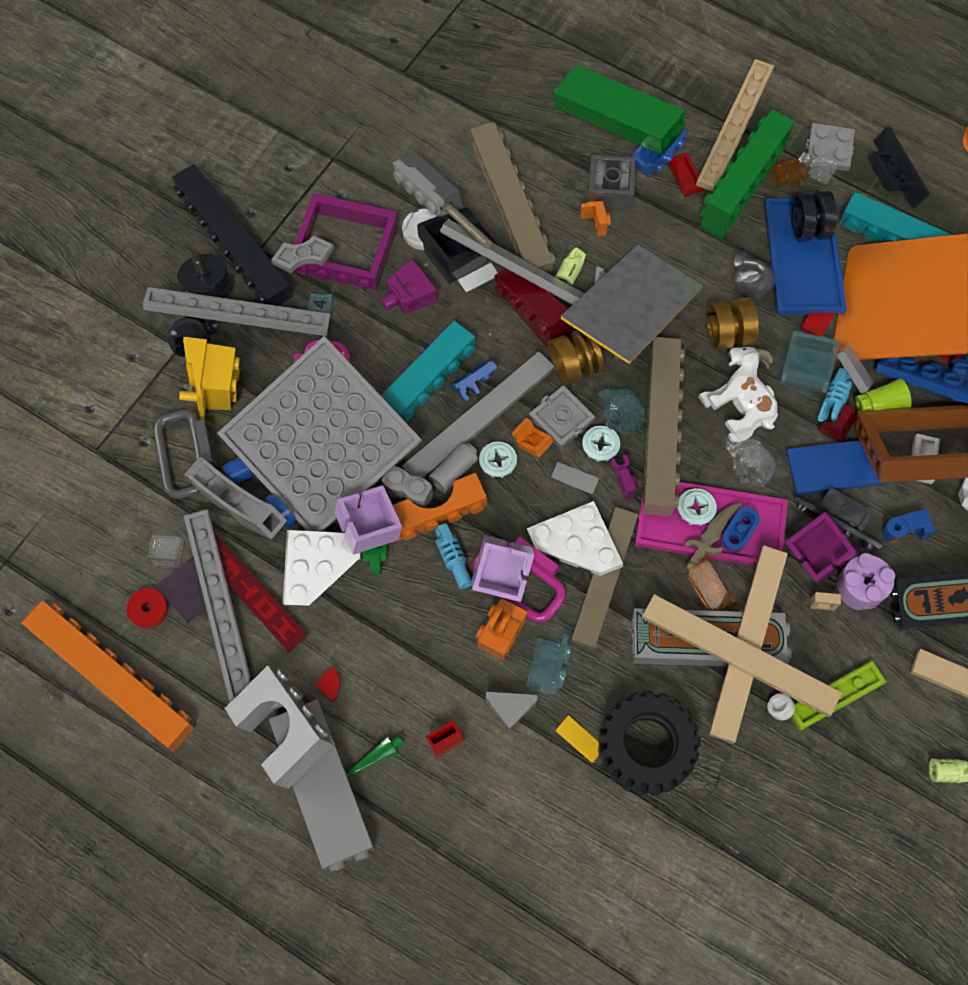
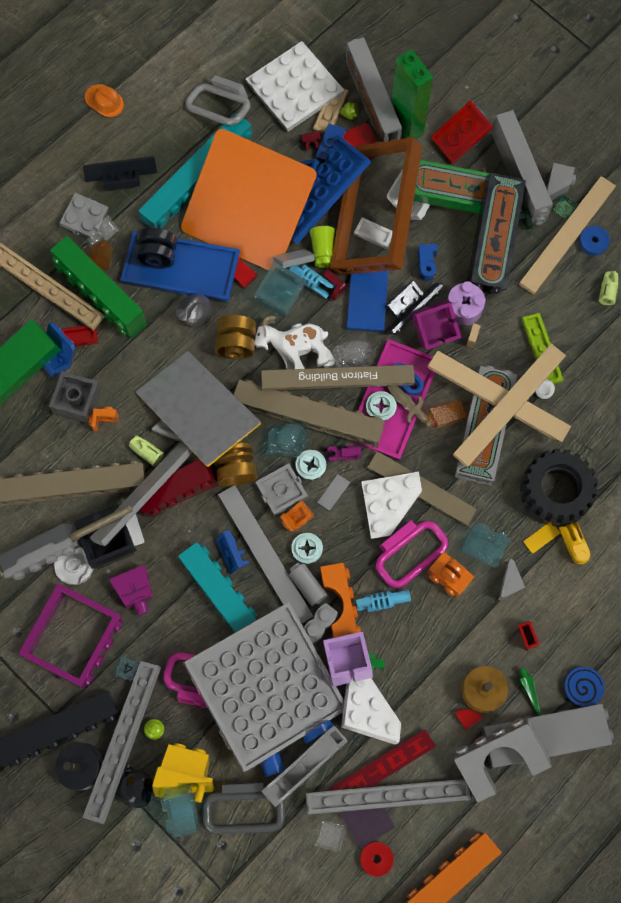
camera: 80 degrees left, 5 degrees up
(164, 380) = (181, 811): none -> clear light blue brick
(258, 344) = (154, 729): none -> lime plate
(311, 252) = (81, 663): light grey tile -> none
(365, 694) = (484, 689): none -> pearl gold wheel
(394, 824) = (583, 687): none -> blue tile
(500, 568) = (407, 565): lavender piece -> none
(574, 785) = (575, 543): none -> yellow arm
(716, 447) = (337, 377): none -> dark tan tile

